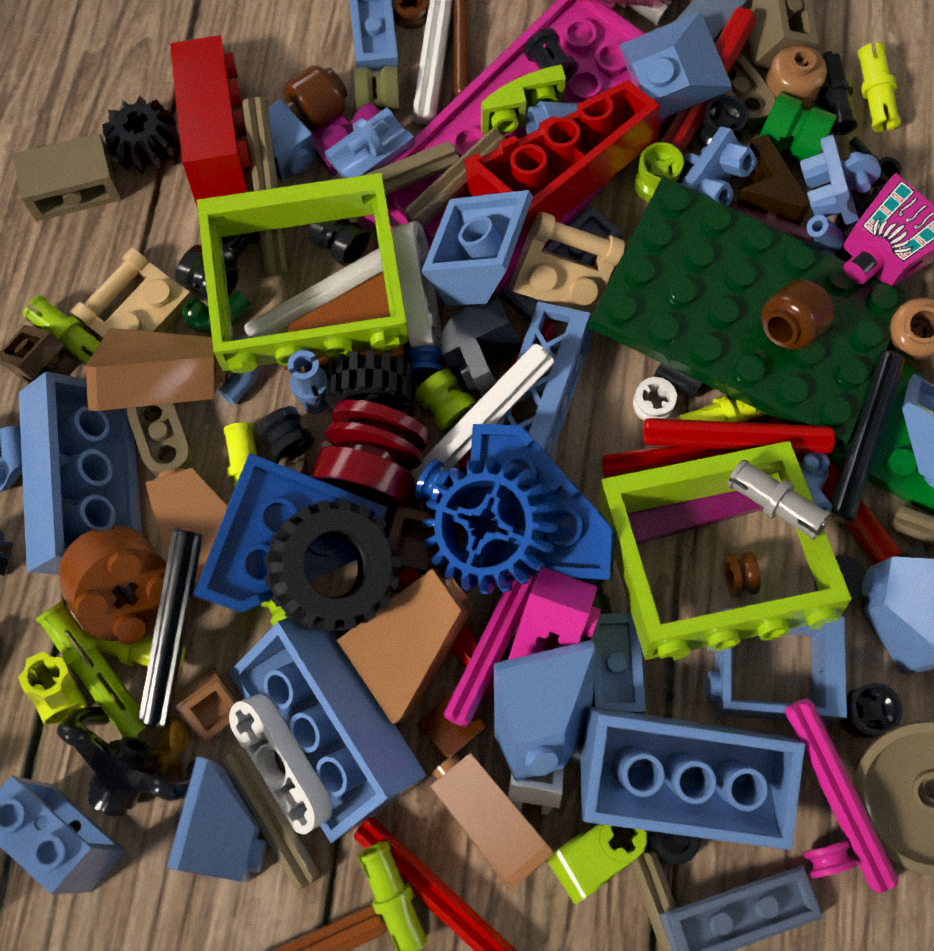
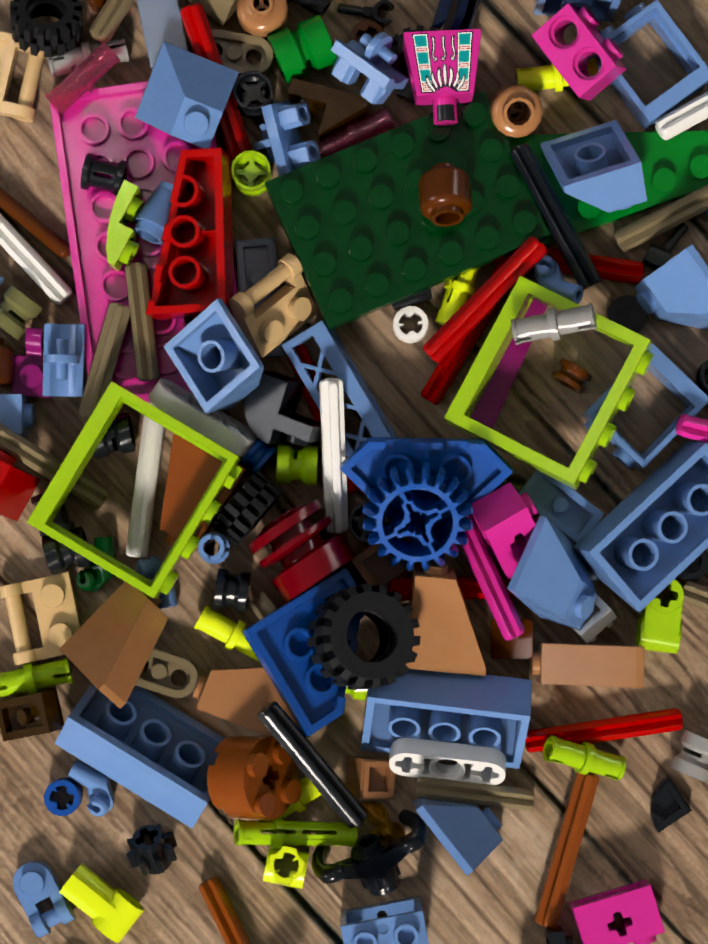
camera: 50 degrees left, 15 degrees up
(432, 474) = (356, 524): blue bush -> none
(825, 235) = (400, 110): medium blue arm -> none

